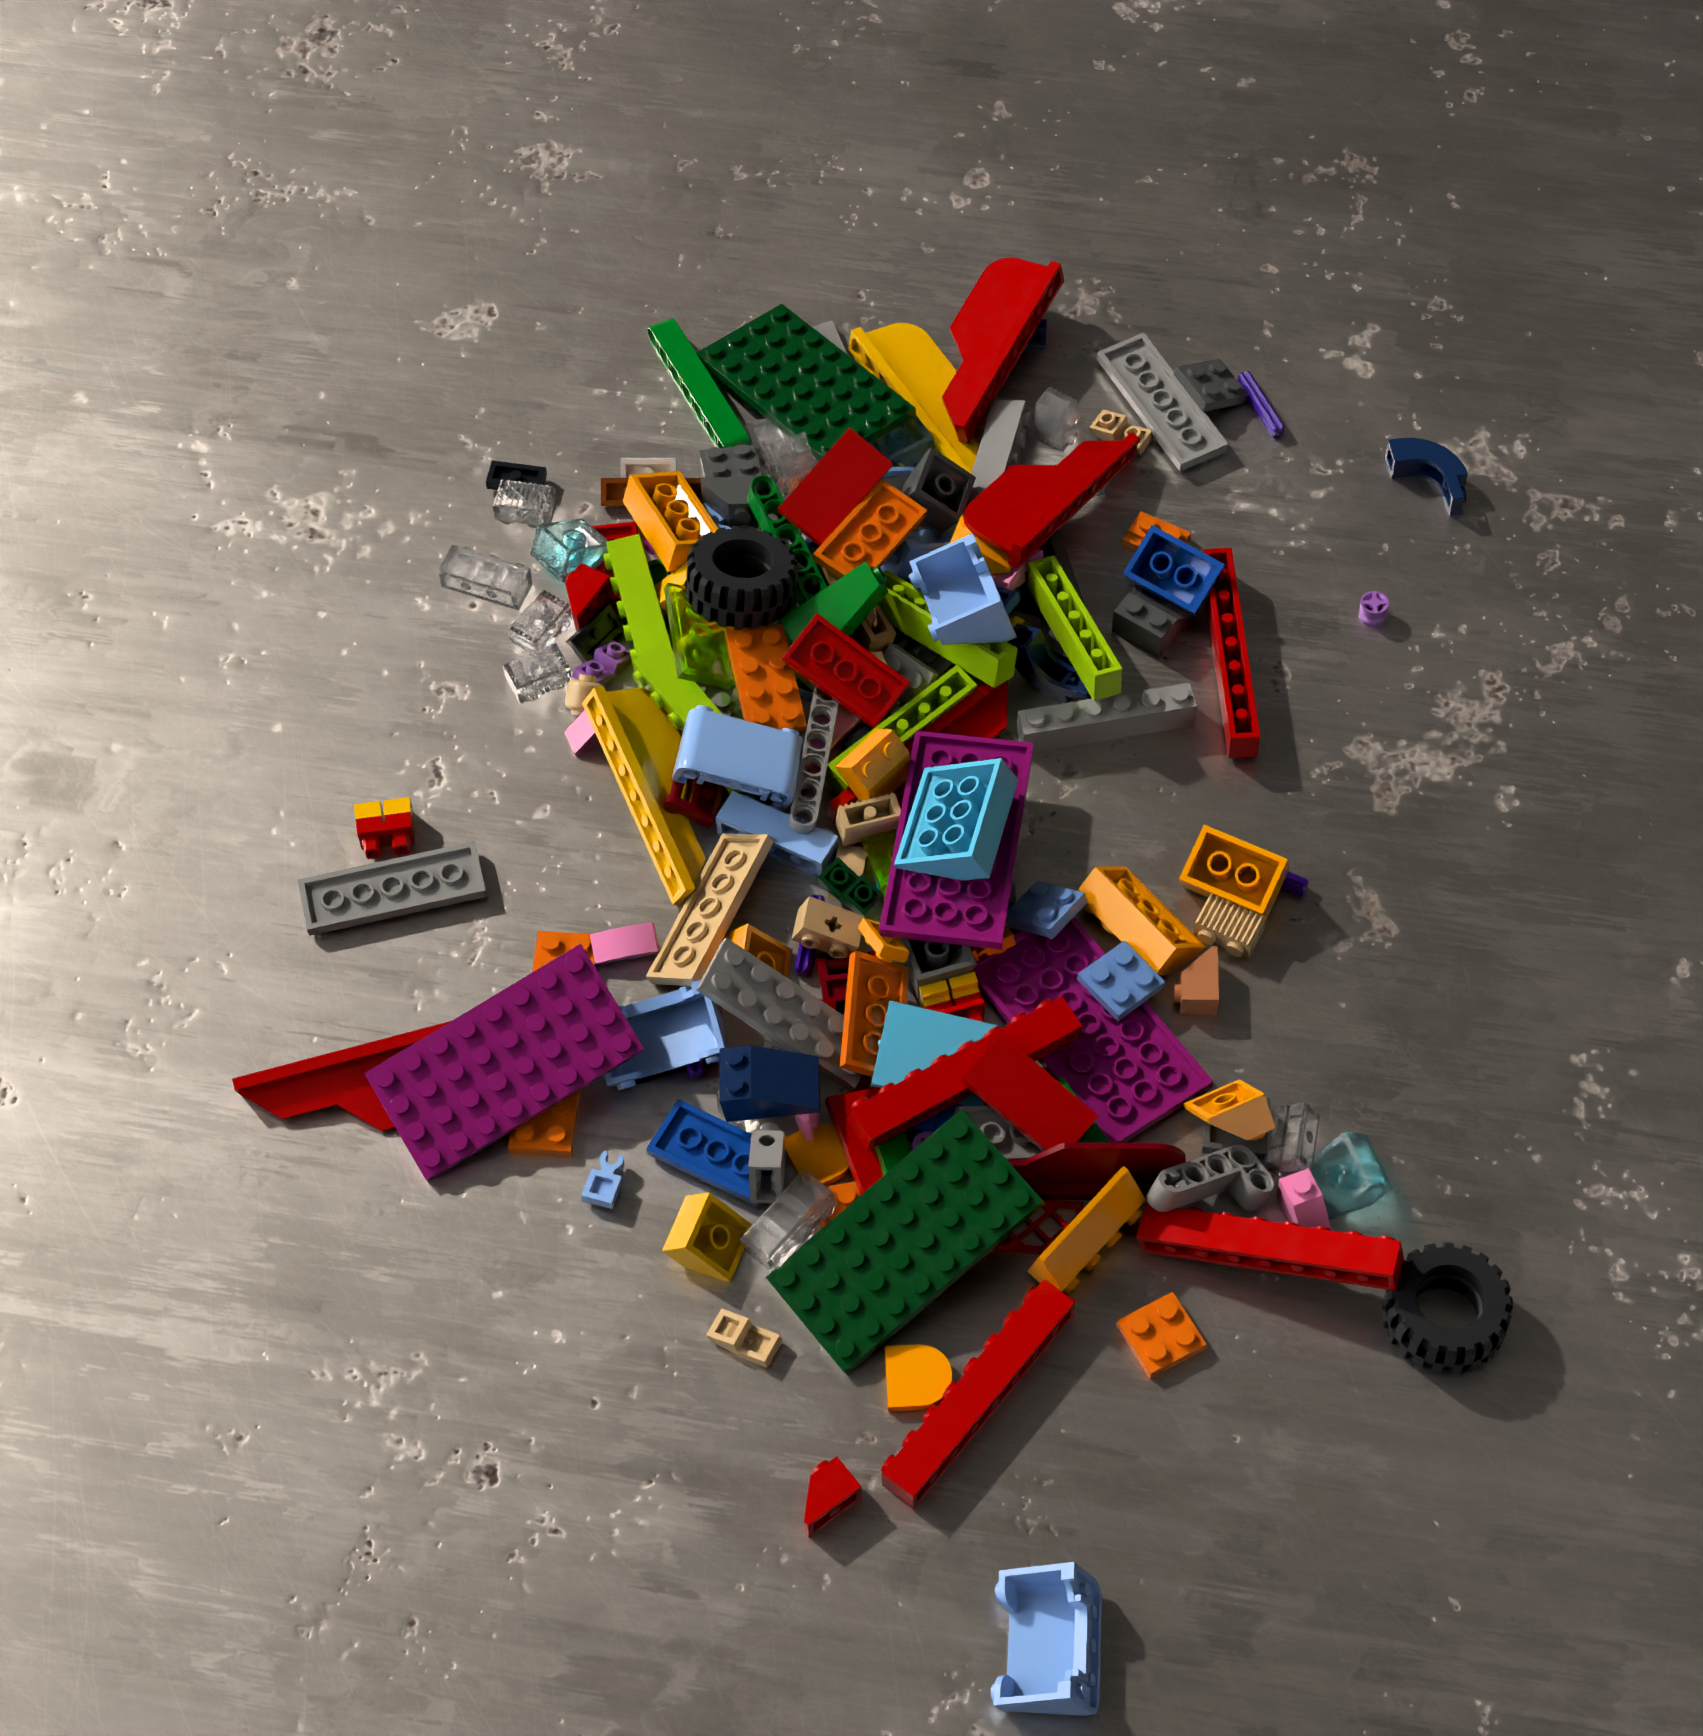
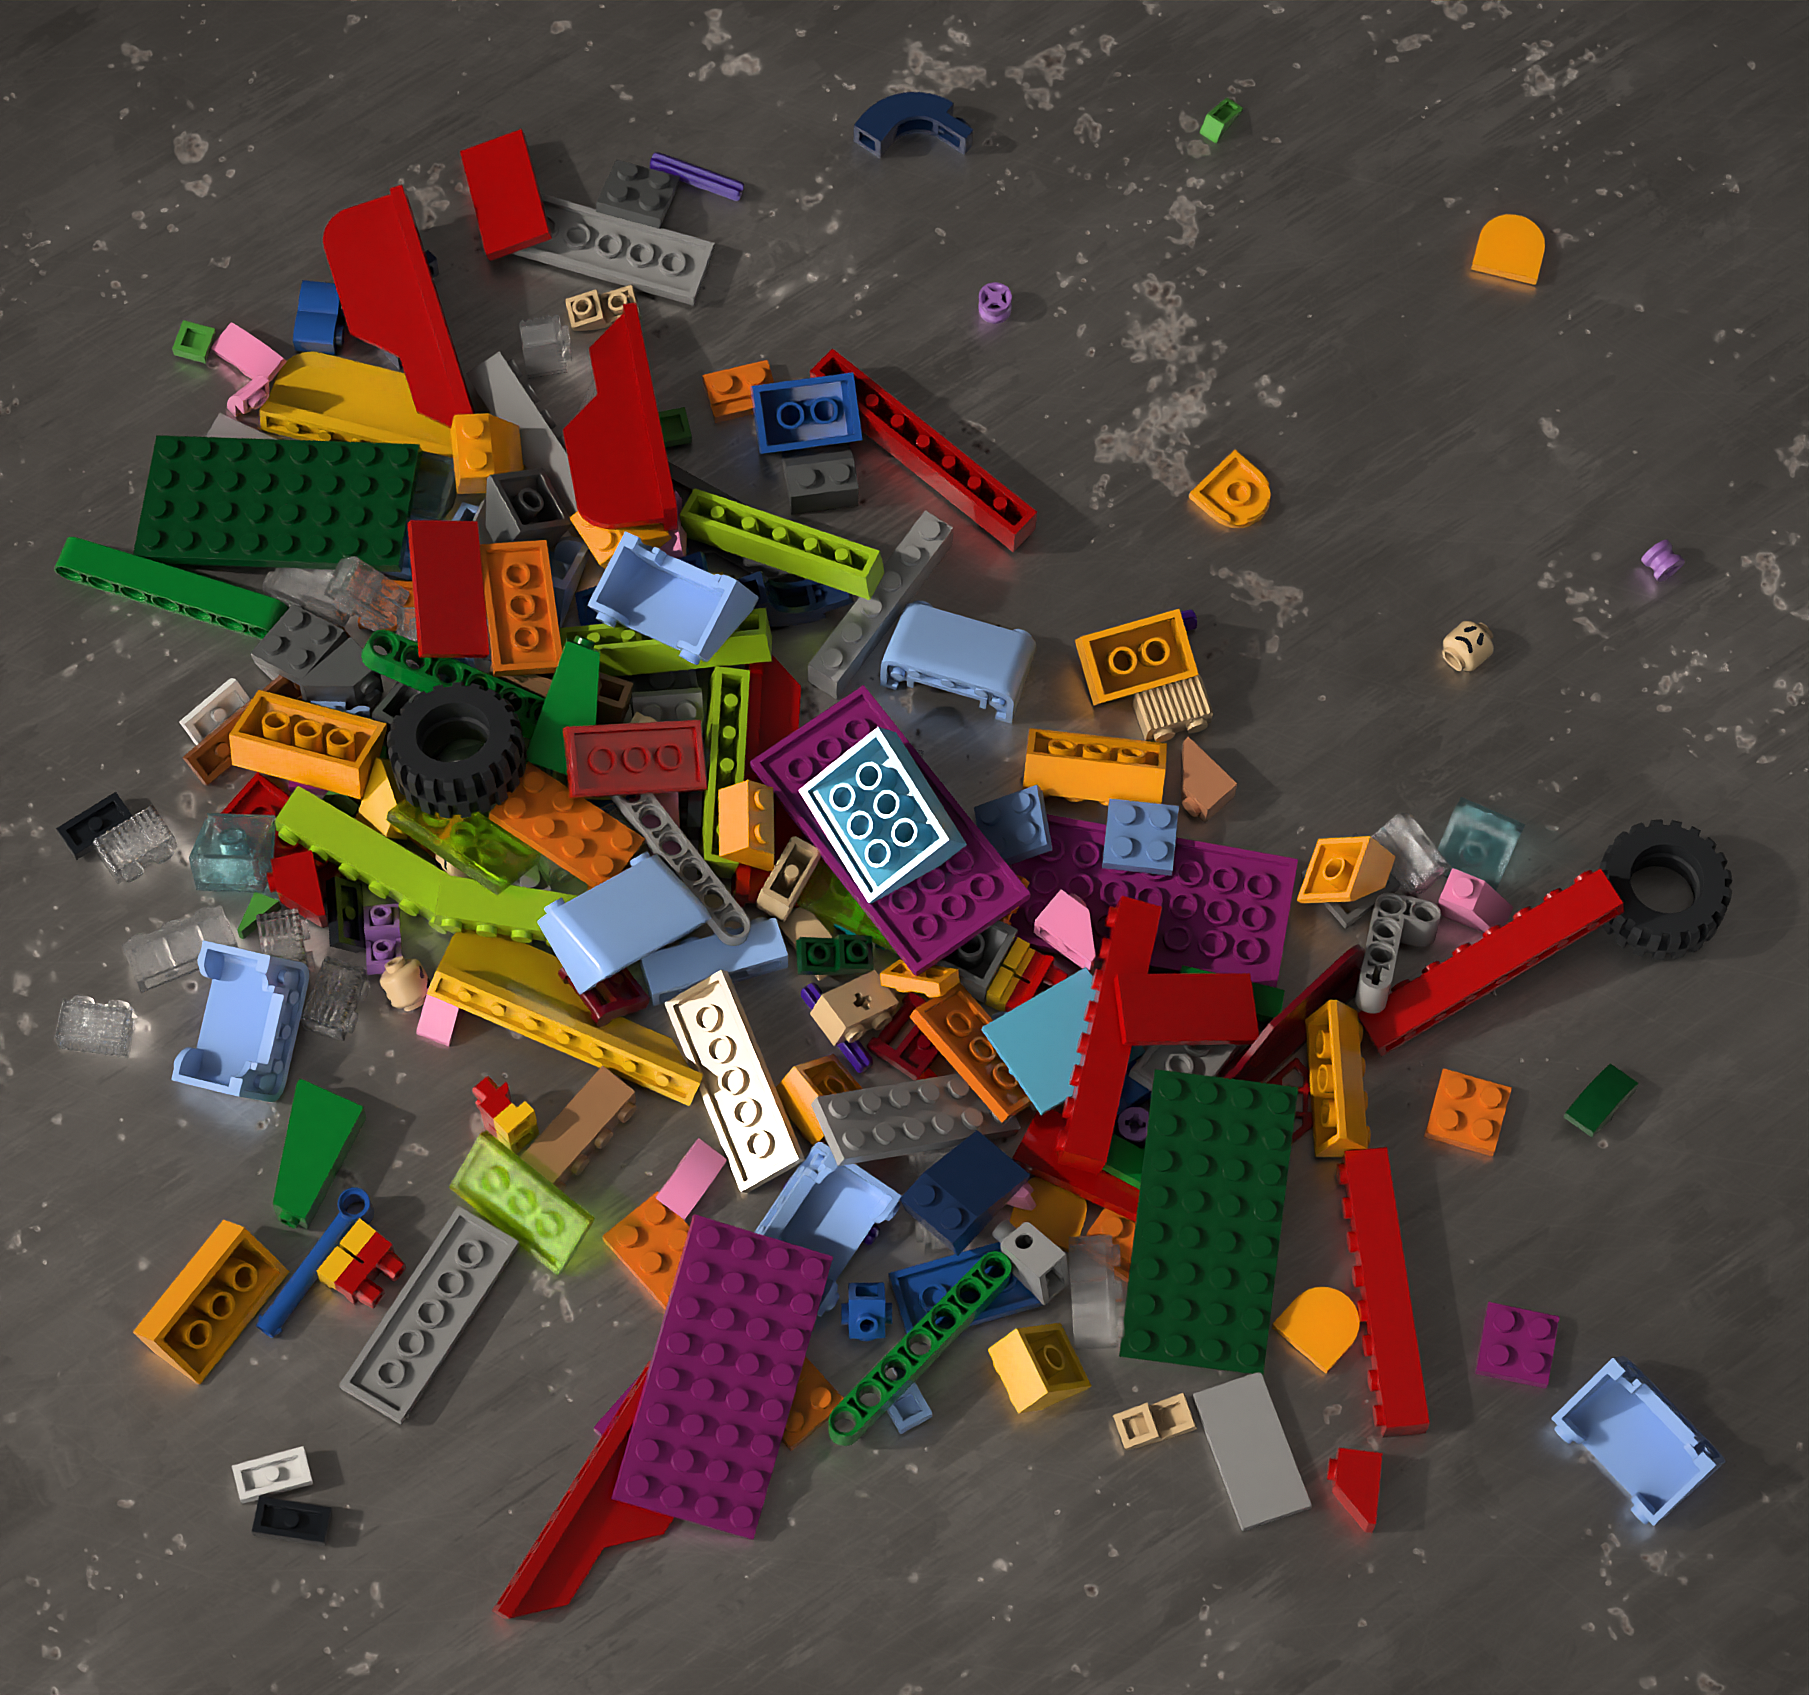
camera: 50 degrees left, 10 degrees up
(188, 932) = (292, 1521): none -> black plate
(207, 897) = (272, 1474): none -> white plate
(283, 776) = (211, 1301): none -> light orange slope
(345, 808) = (307, 1272): none -> blue piece
(393, 579) = (96, 1026): none -> clear brick
(429, 744) = (314, 1149): none -> green slope
(472, 644) = (246, 1023): none -> light blue windscreen
(509, 869) = (521, 1202): none -> clear neon green tile
(554, 813) = (502, 1119): none -> hips
(555, 588) = (258, 905): none -> bright green piece
(583, 860) = (581, 1128): none -> medium nougat brick
(630, 1145) = (914, 1364): none -> green beam
(638, 1107) = (866, 1311): none -> blue brick
(785, 1413) = (1251, 1451): none -> light grey tile
(854, 317) = (250, 396): none -> bright pink slope
(860, 274) = (194, 341): none -> bright green plate
(882, 302) = (247, 353): none -> bright pink slope
(940, 311) = (318, 319): none -> blue brick
(952, 435) = (483, 448): none -> light orange slope
(1012, 990) = (1068, 929): none -> bright pink slope
(1034, 1509) = (1517, 1345): none -> magenta plate
(1089, 525) = (675, 427): none -> bright green plate
(1121, 786) = (959, 657): none -> light blue windscreen
(1128, 326) = (505, 195): none -> red tile
(1254, 1404) = (1600, 1099): none -> dark green slope
(1414, 837) = (1234, 492): none -> light orange tile
(1475, 1050) = (1468, 646): none -> tan head
(1646, 616) = (1220, 119): none -> bright green piece
(1675, 1108) = (1662, 560): none -> medium lavender wheel

